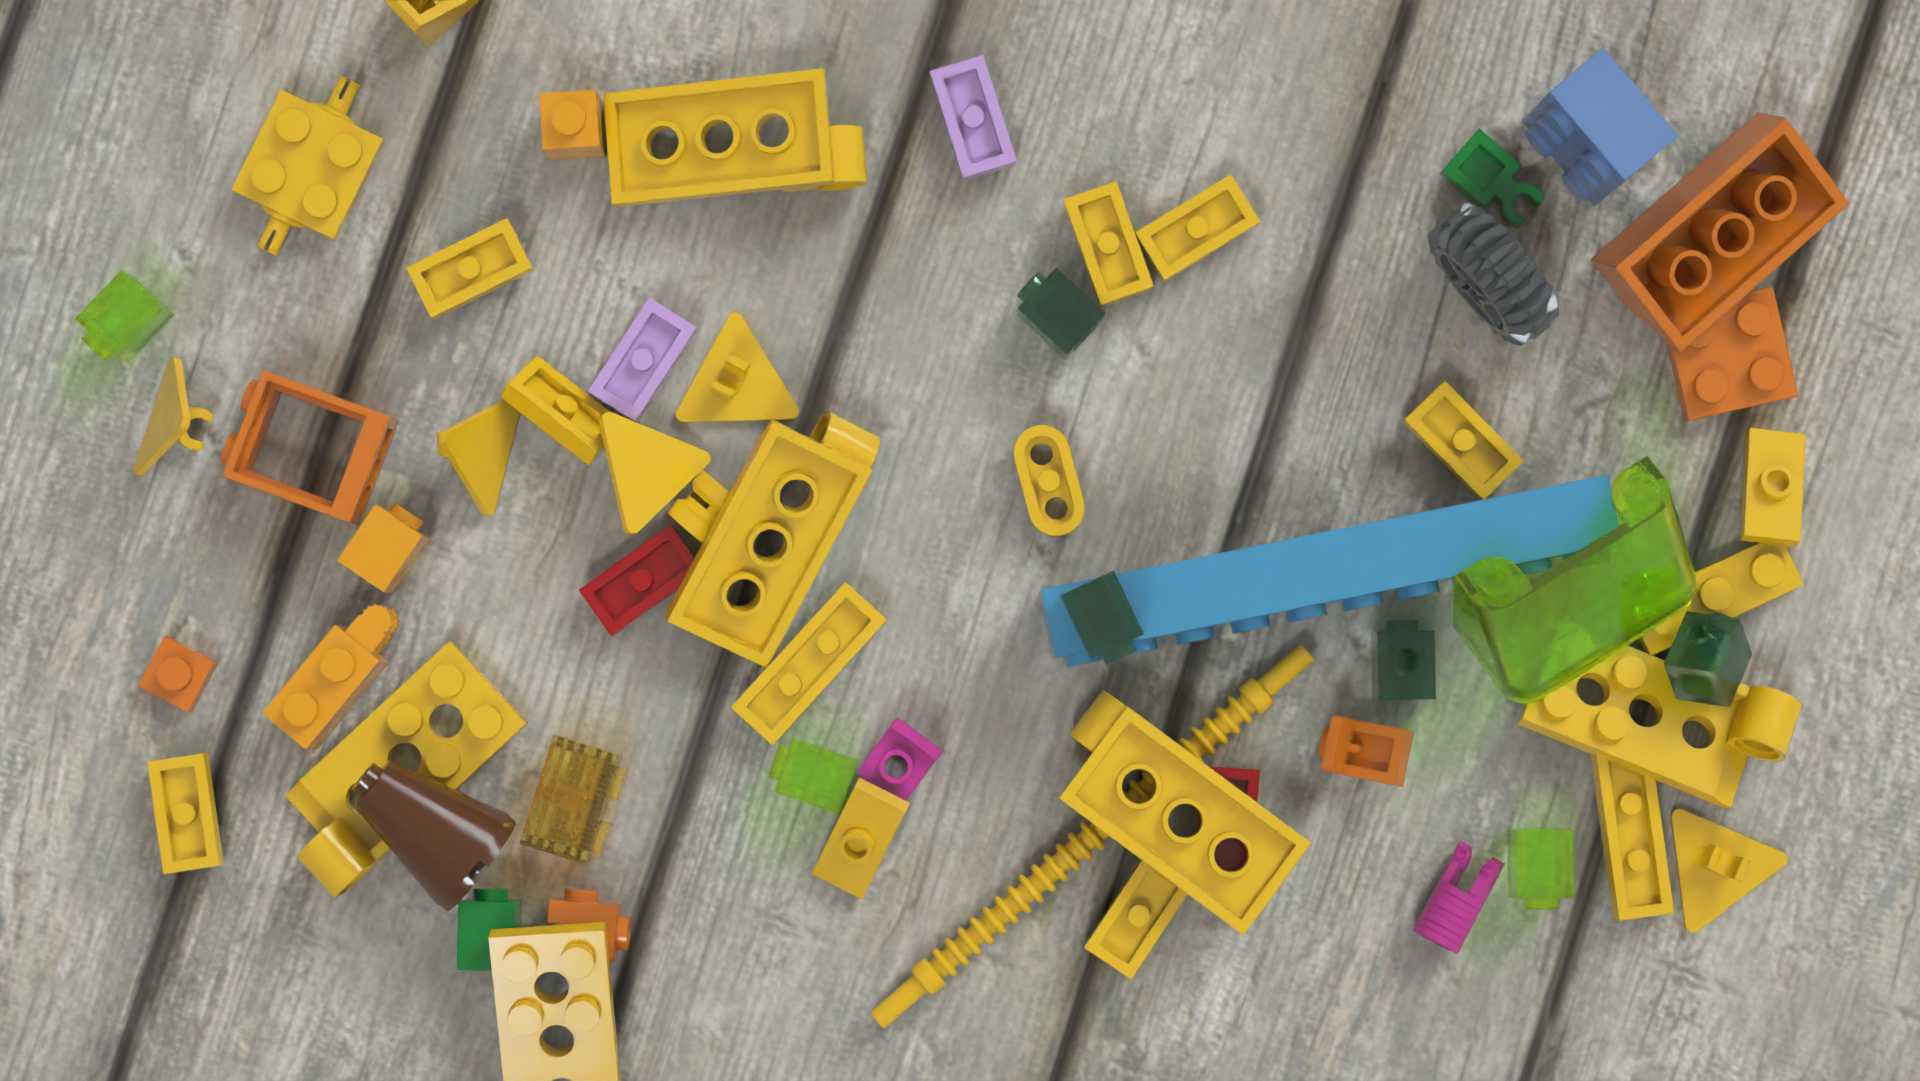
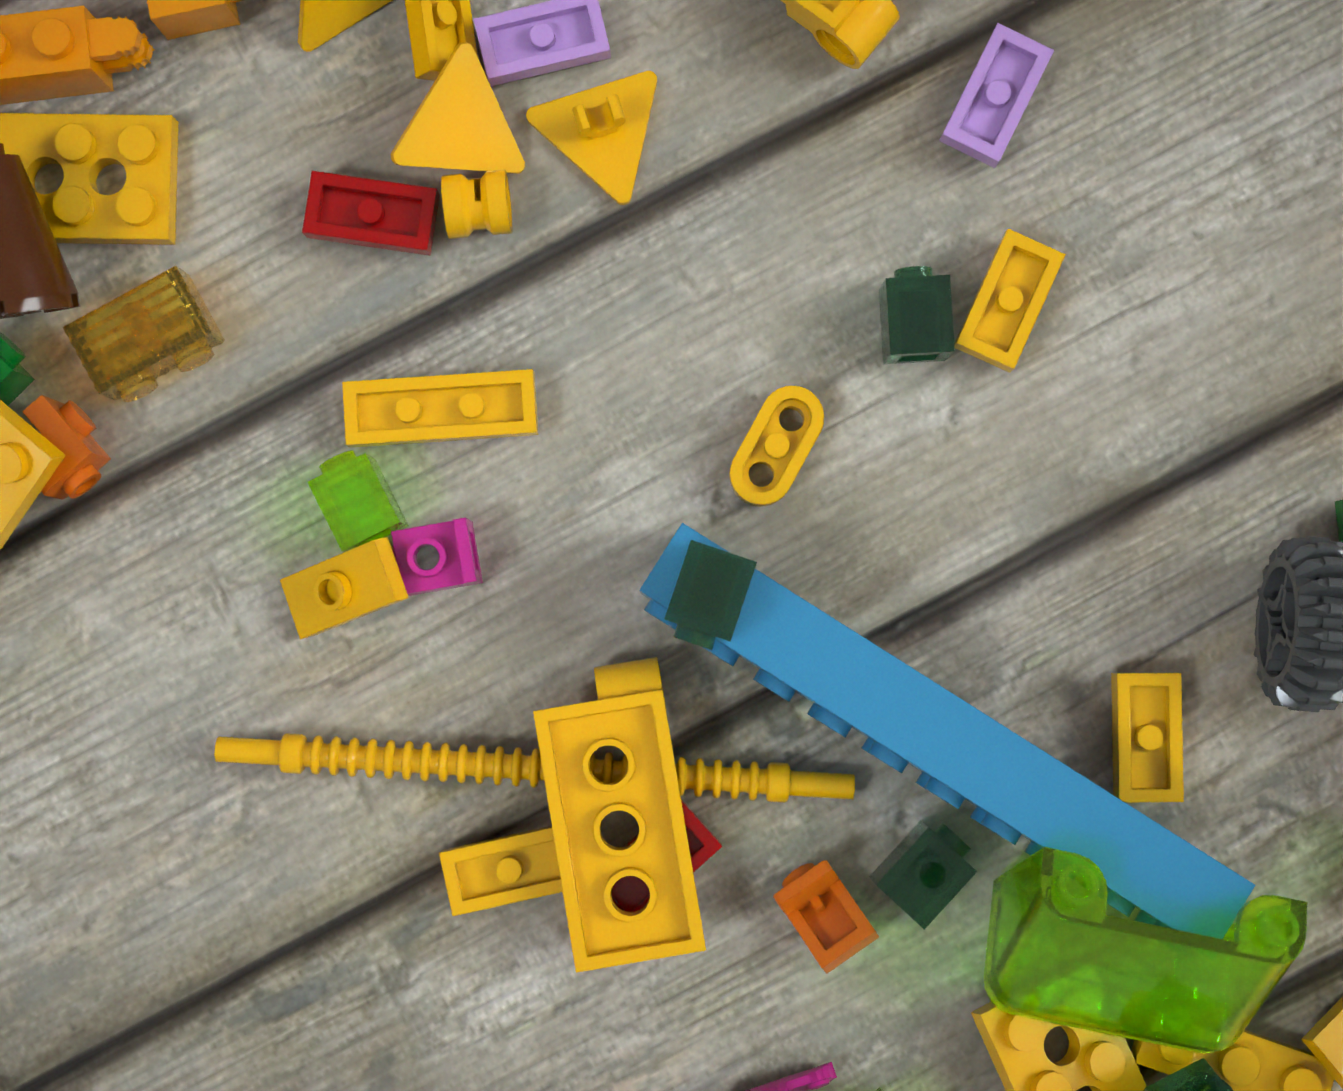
camera: 45 degrees right, 0 degrees up
(836, 466) = (608, 270): yellow hinge -> none
(1197, 228) = (1094, 356): yellow plate -> none

